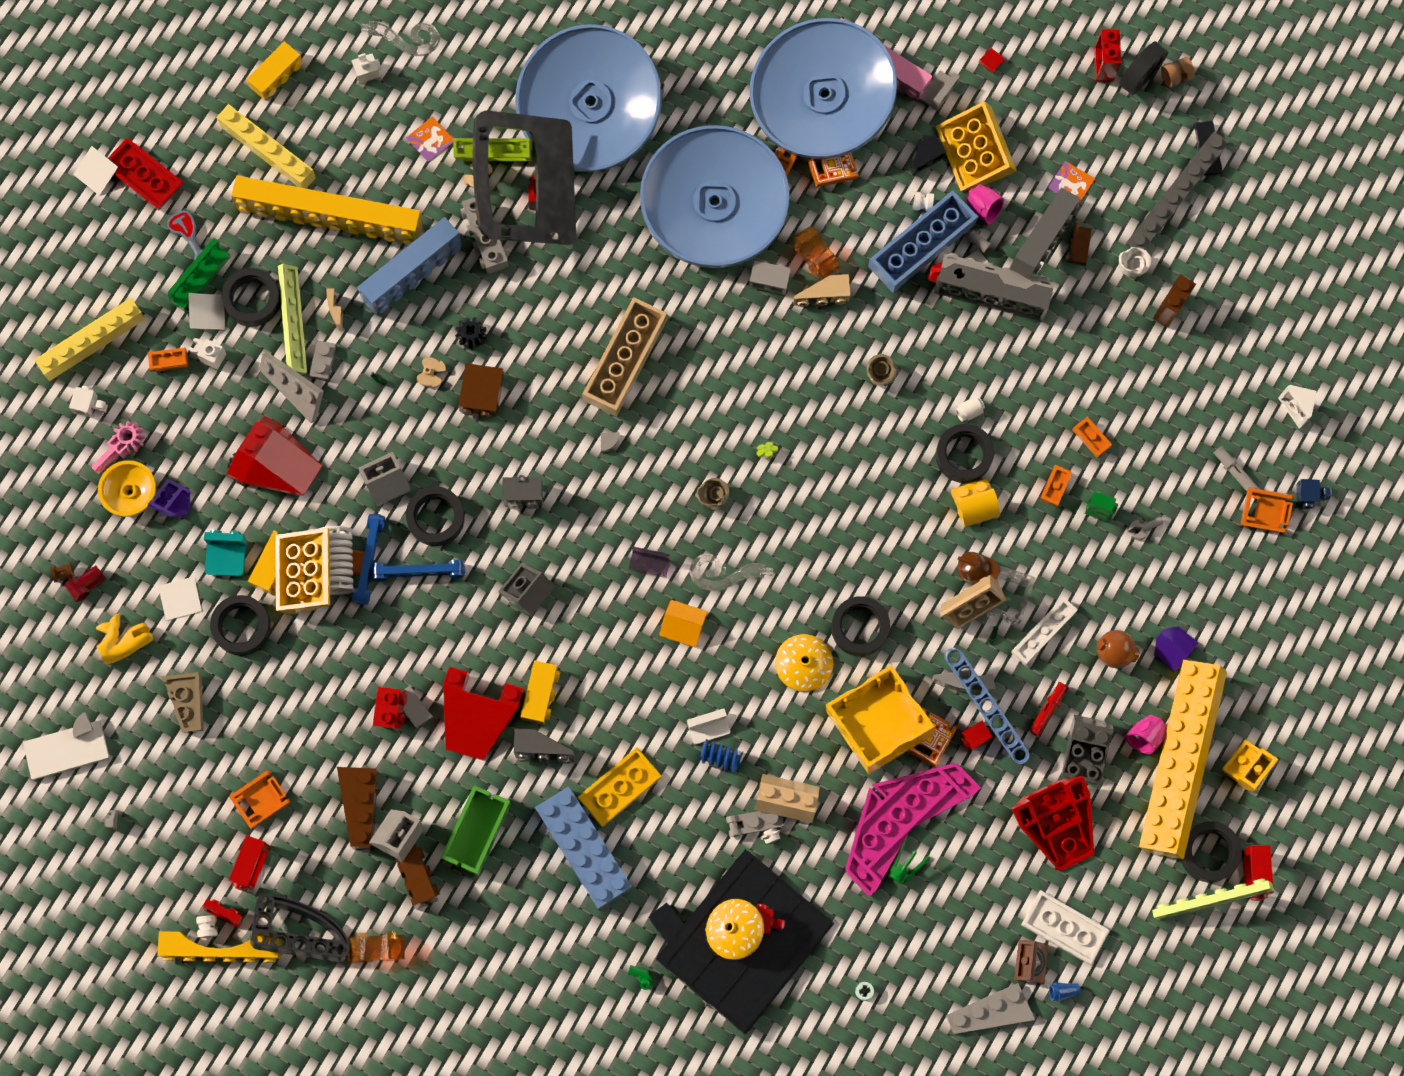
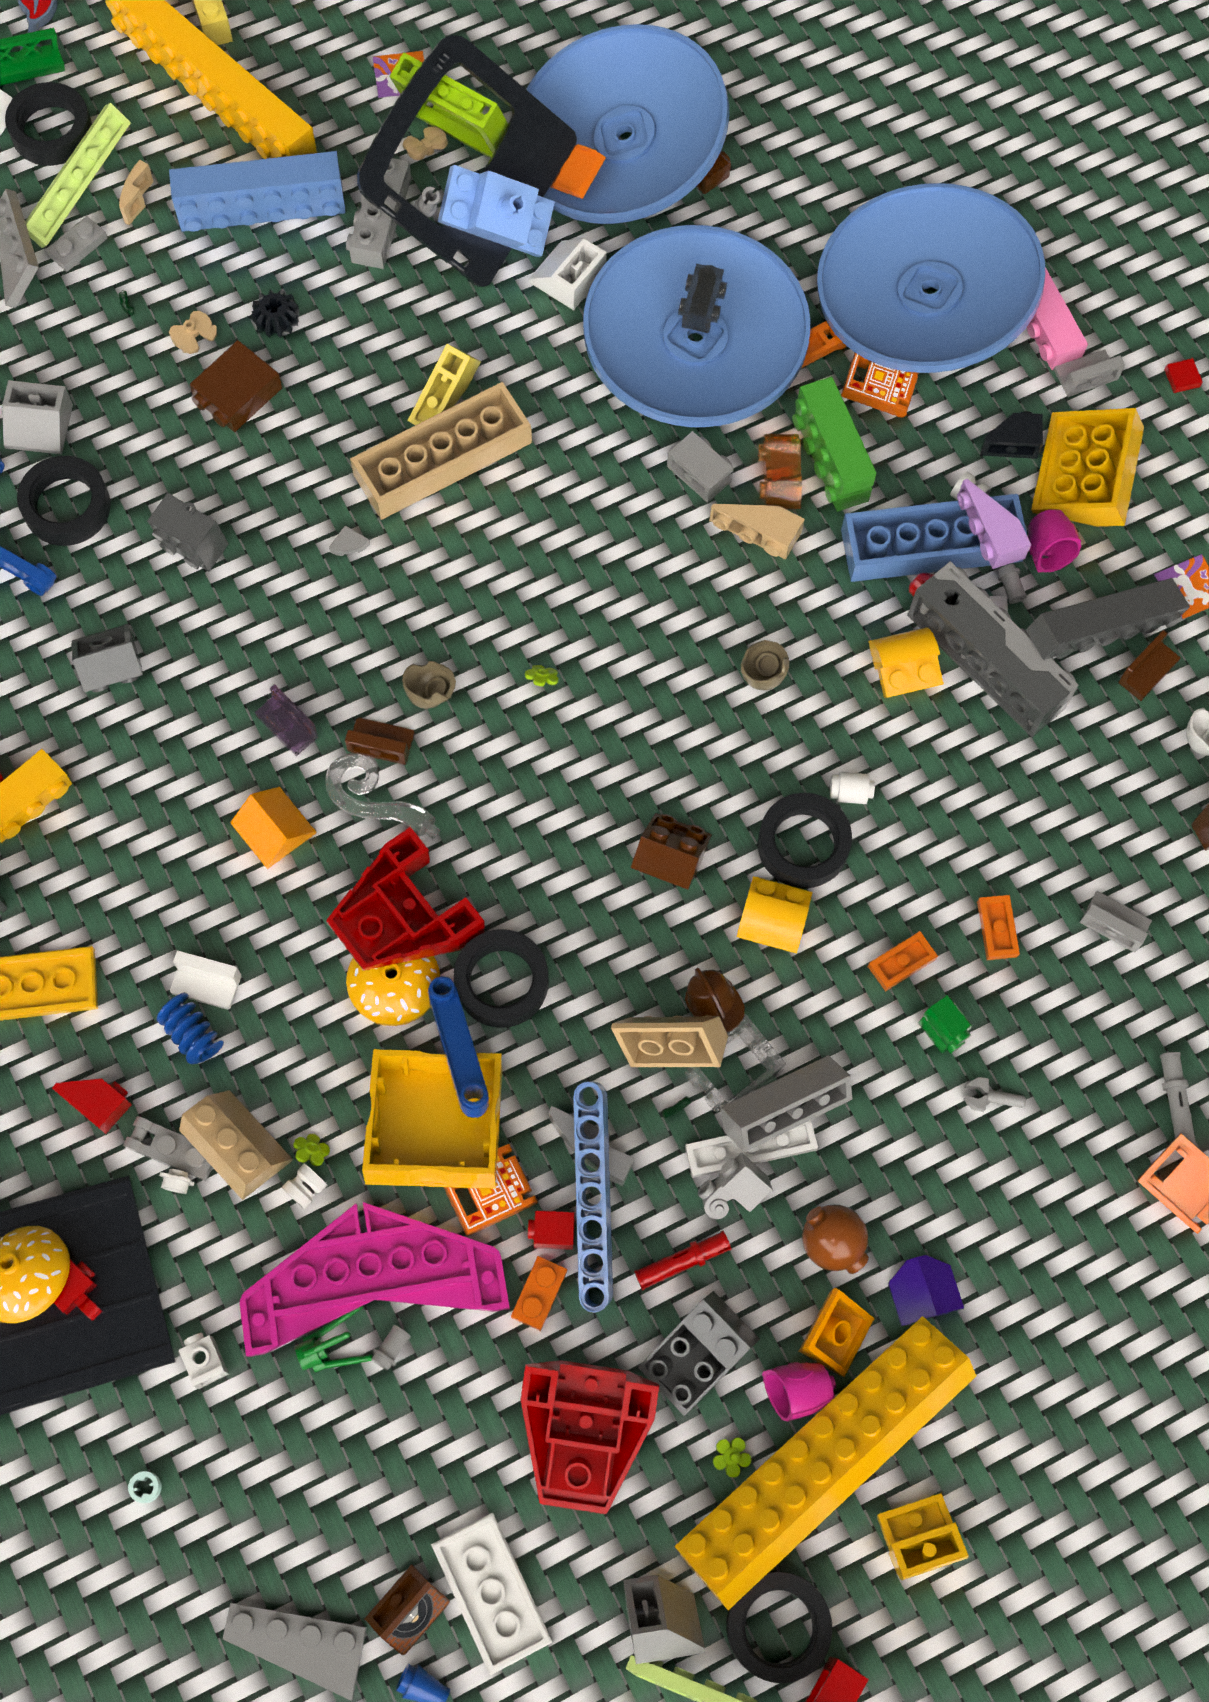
camera: 35 degrees right, 5 degrees down
(519, 218) = (428, 202): none -> light grey pin
(557, 196) = (496, 209): none -> light blue brick
(584, 142) = (578, 171): none -> orange piece
(598, 319) = (445, 384): none -> light yellow slope
(617, 205) = (569, 271): none -> white slope
(699, 823) = (96, 1100): none -> red slope
(706, 540) = (380, 740): none -> reddish brown panel
(713, 185) = (704, 291): none -> clear smoke brick
(785, 633) = (388, 917): none -> red wedge
(826, 776) = (311, 1149): none -> lime plant
(835, 220) = (834, 444): none -> bright green piece
(837, 796) = (298, 1191): none -> white wheel
(852, 920) = (213, 1366): none -> white brick
(868, 675) = (458, 1047): none -> blue piece
(901, 502) = (671, 850): none -> reddish brown slope
(936, 845) = (390, 1348): none -> light grey pin
(952, 320) = (907, 661): none -> yellow brick
(957, 219) = (997, 529): none -> lavender slope
(989, 772) = (539, 1293): none -> orange plate
(1049, 597) = (786, 1103): none -> light grey brick
(1051, 651) = (737, 1180): none -> brick
(1135, 788) = (731, 1456): none -> lime plant
(1145, 695) = (837, 1332): none -> light orange slope
(1148, 395) = (1116, 921): none -> light grey panel
(1155, 884) = (662, 1619): none -> light grey slope

